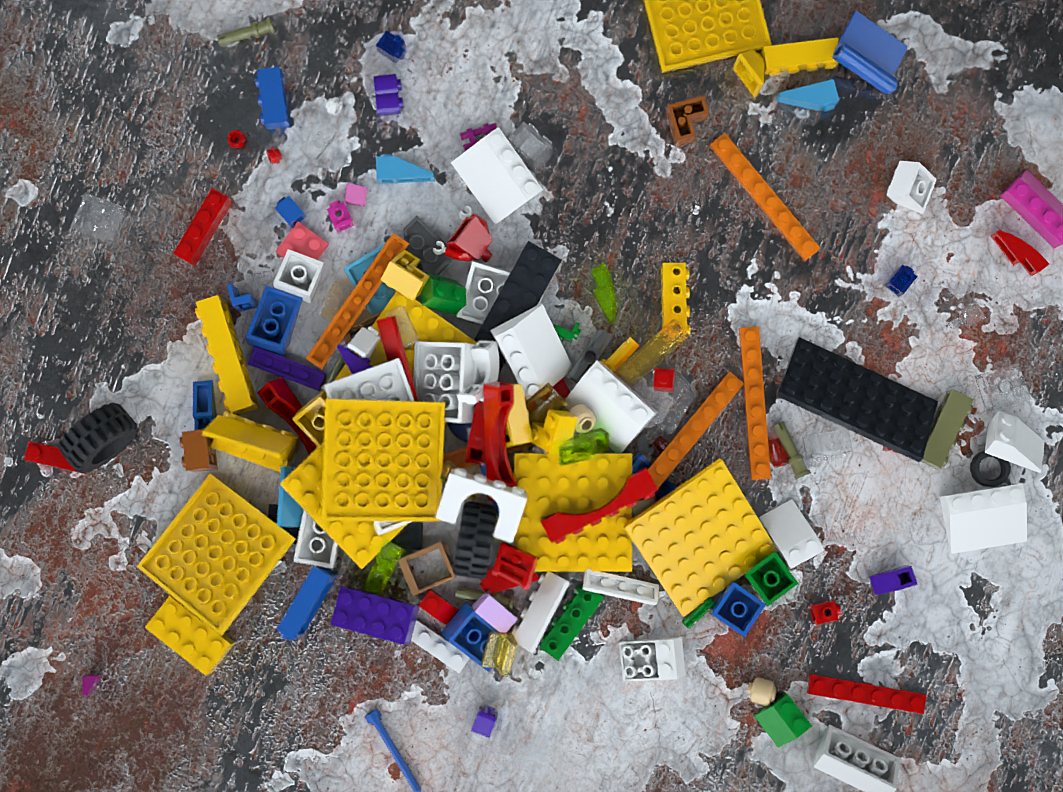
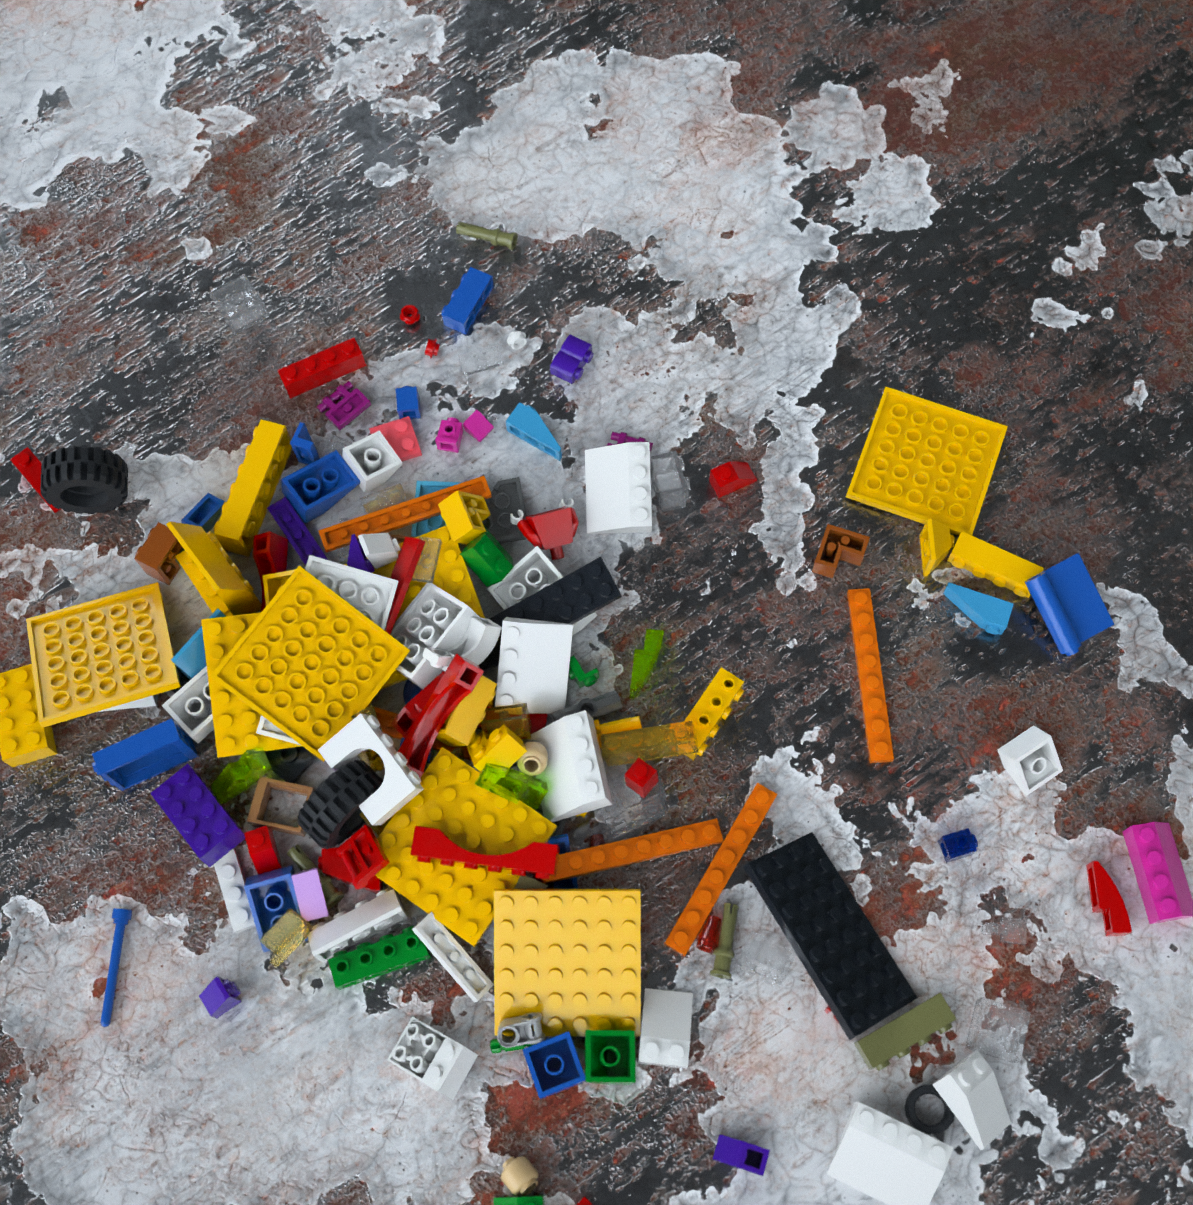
camera: 40 degrees right, 15 degrees down
(246, 248) = (347, 409): none -> magenta plate
(392, 46) = (605, 321): clear blue brick -> none
(571, 112) = (731, 477): none -> red slope
(702, 602) = (523, 1030): none -> light grey piece
(817, 612) = (635, 1138): red brick -> none

